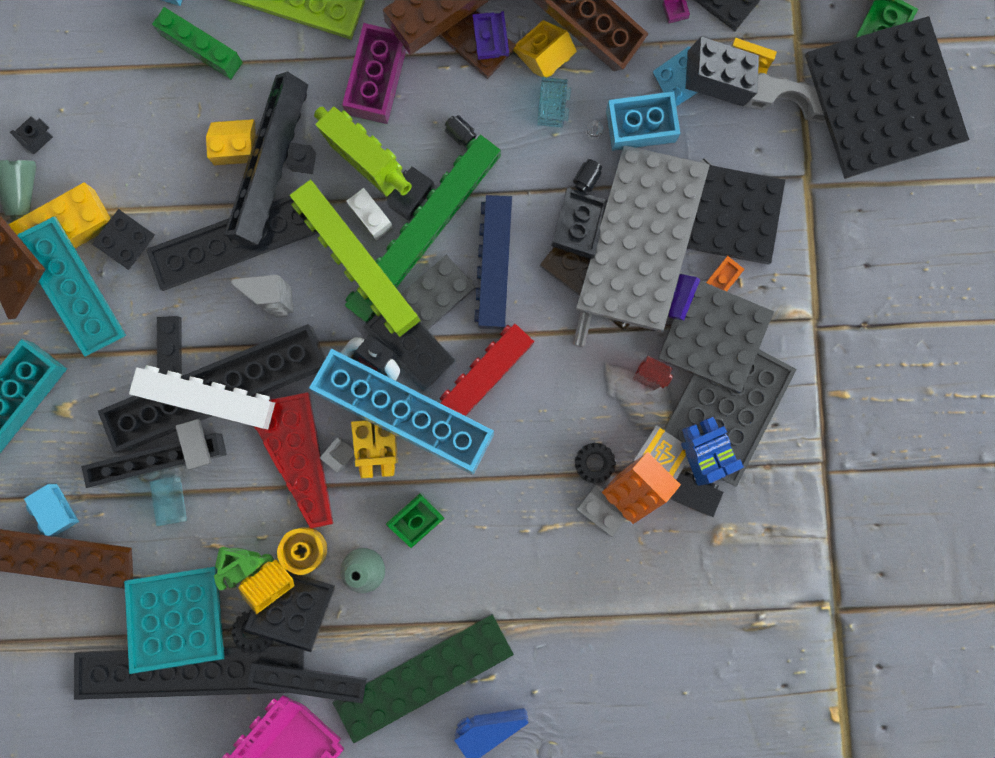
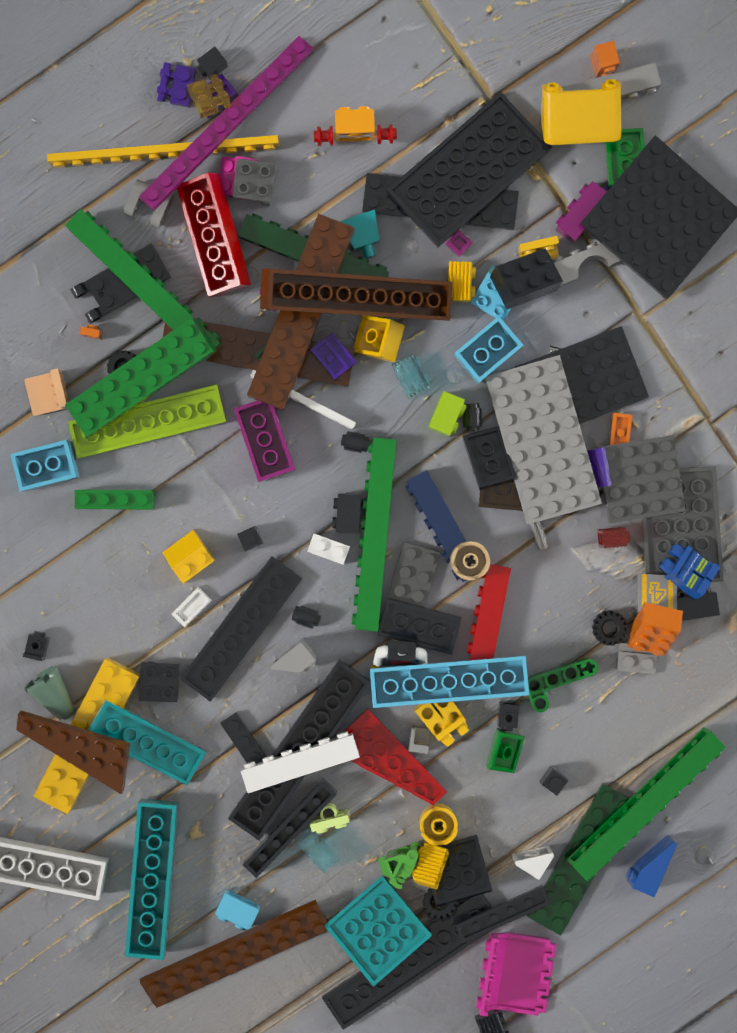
camera: 30 degrees left, 5 degrees up
(193, 444) = (314, 799): light grey tile -> none
(193, 476) = (322, 823): none -> yellowish green plate
(204, 190) = (191, 606): none -> white tile
(266, 159) = (227, 556): black brick -> none
(306, 266) = (306, 617): none -> black brick
(355, 258) = (341, 590): lime brick -> none
(361, 150) = (300, 509): lime brick -> none
(370, 567) = (489, 811): sand green cone -> none
(372, 647) = (534, 860): none -> white slope
(444, 579) = (553, 780): none -> black brick
(448, 81) = (319, 408): none -> white tile
(448, 483) = (508, 709): none -> black brick
(499, 292) = (479, 554): none -> tan brick
(516, 483) = (561, 680): none -> green beam
(521, 662) = (646, 804): none -> green brick
(564, 155) = (446, 414): none -> lime brick
(660, 39) = (461, 275): none -> yellow brick
(792, 54) = (569, 225): none -> magenta brick

